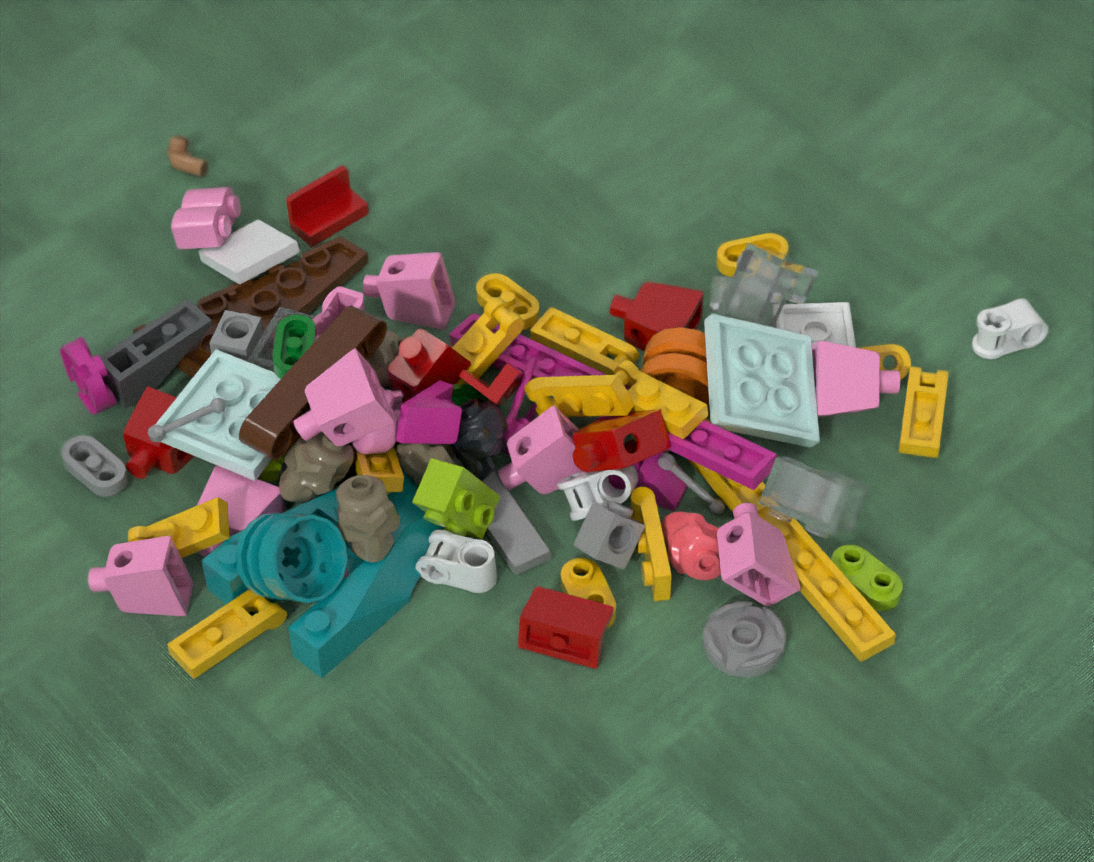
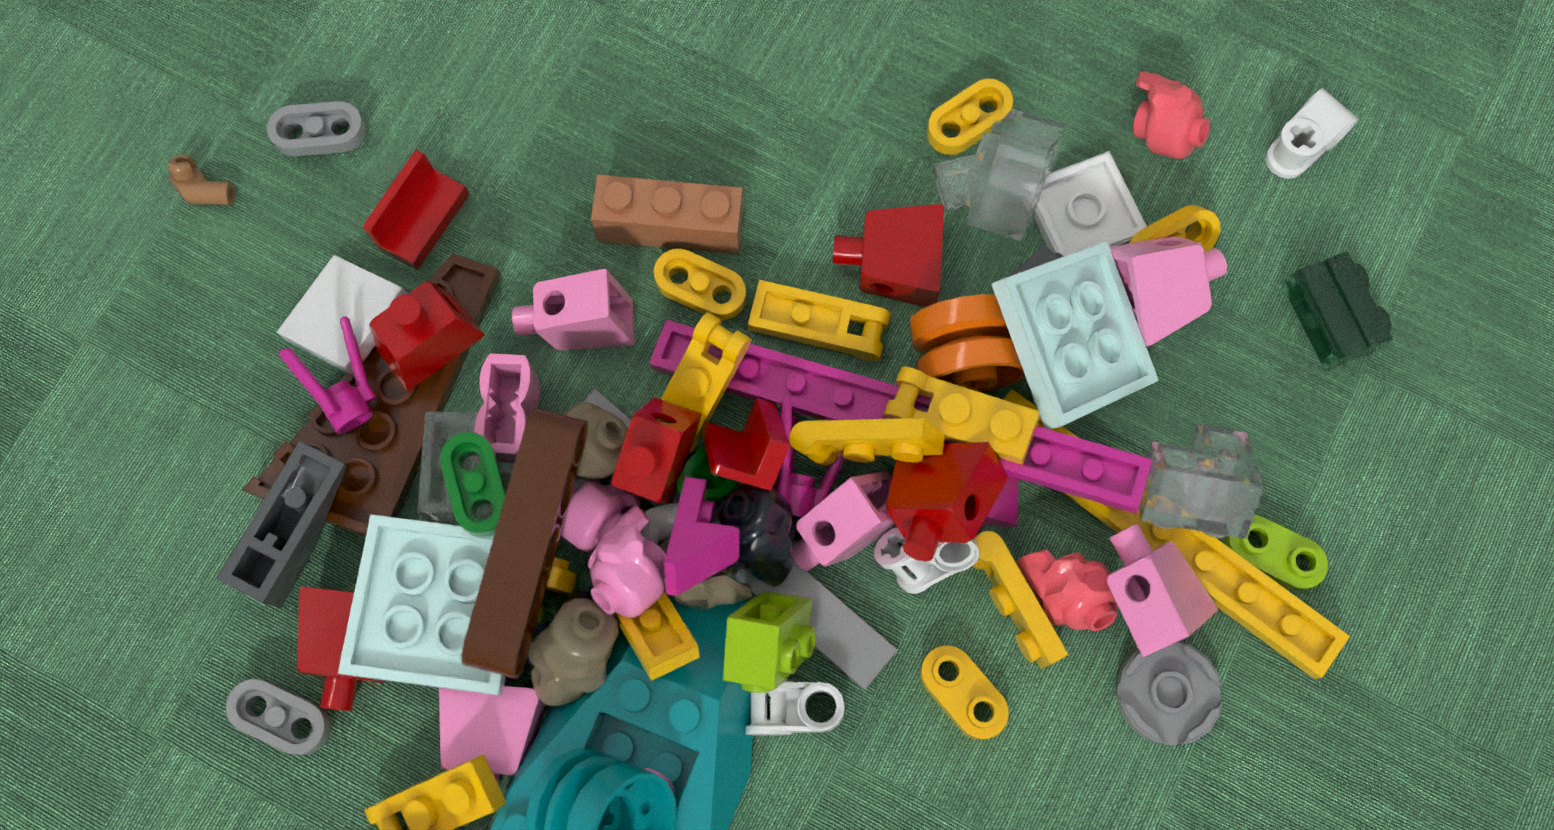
camera: 20 degrees left, 25 degrees up
(88, 375) = (204, 592): dark pink plate -> none
(157, 432) = (349, 680): light grey hinge -> none
(205, 217) = (266, 282): bright pink brick -> none
(224, 289) = (342, 404): none -> dark pink plant
(237, 334) = (399, 497): light grey brick -> none
(280, 146) = (319, 127): none -> light grey plate
(297, 263) = (423, 333): none -> red torso
(345, 402) = (590, 582): bright pink torso -> none
(366, 517) = (675, 729): dark tan head -> none
(495, 247) = (668, 214): none -> nougat brick
(564, 626) = (962, 759): red panel -> none
(609, 534) = (969, 617): light grey brick -> none
(667, 462) = (1063, 507): light grey hinge -> none
(902, 290) = (1171, 118): none -> coral head
(923, 412) = (1257, 289): yellow plate -> none
(980, 439) = (1338, 310): none -> clear green brick

